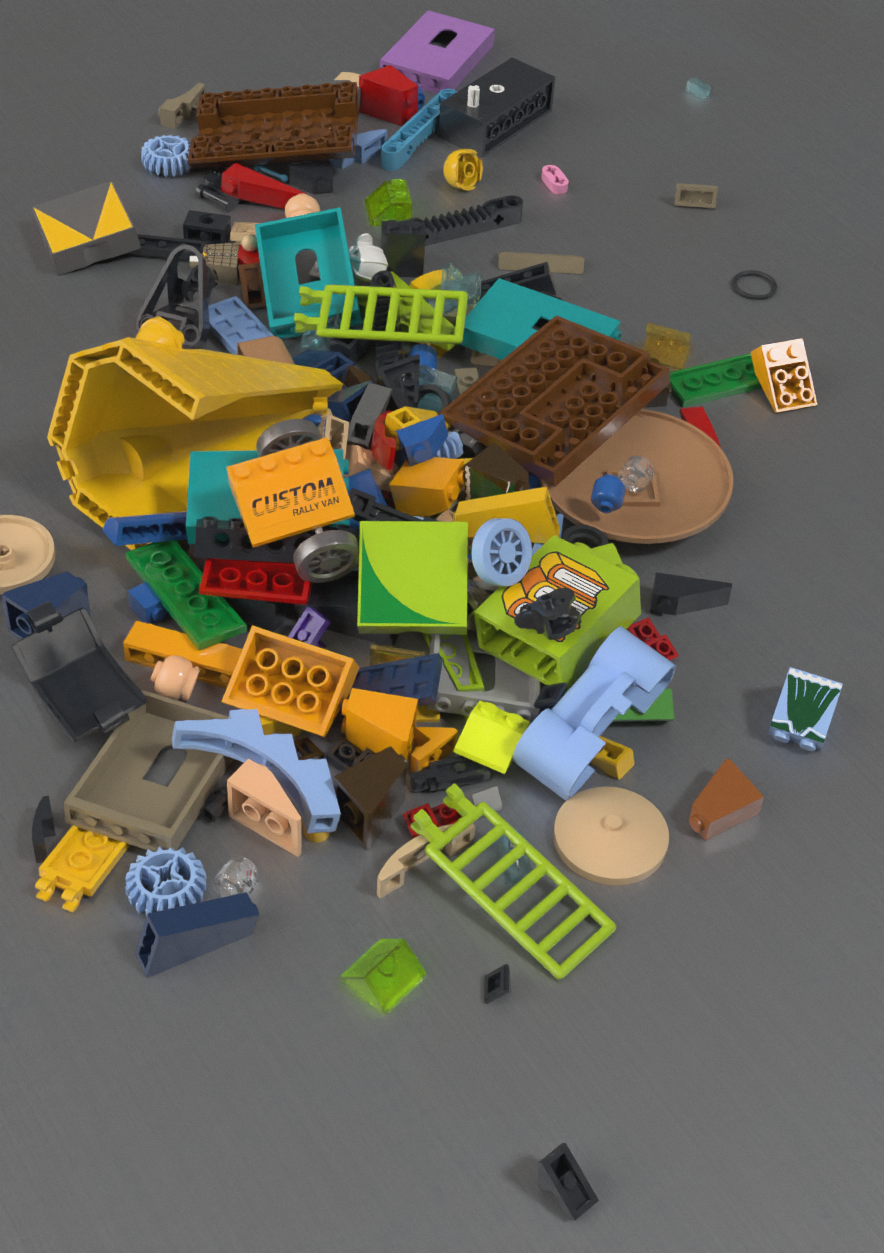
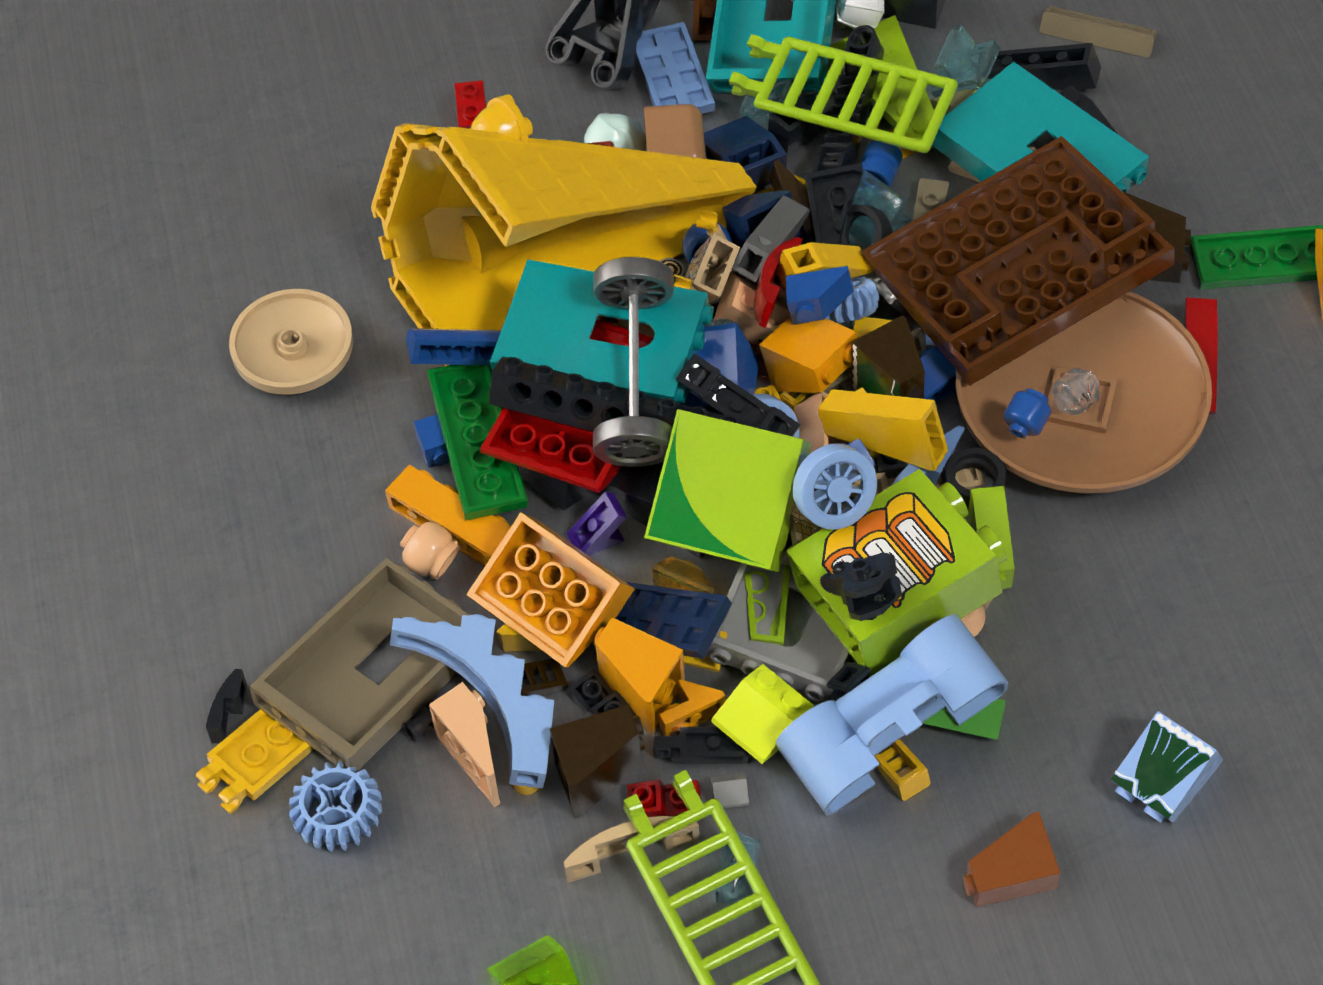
camera: 25 degrees right, 10 degrees up
(62, 590) = (317, 429): dark blue slope -> none
(75, 673) = (321, 520): black panel -> none
(193, 930) = (345, 874): dark blue slope -> none
(236, 877) = (412, 822): clear head -> none
(290, 492) = (610, 351): light orange slope -> none
(428, 281) = (930, 43): yellow slope -> none
(611, 836) = (863, 873): tan dish -> none
(648, 634) = (1016, 625): red slope -> none
(668, 345) = (1209, 199): clear yellow bracket -> none
(686, 594) = (1084, 569): black slope -> none

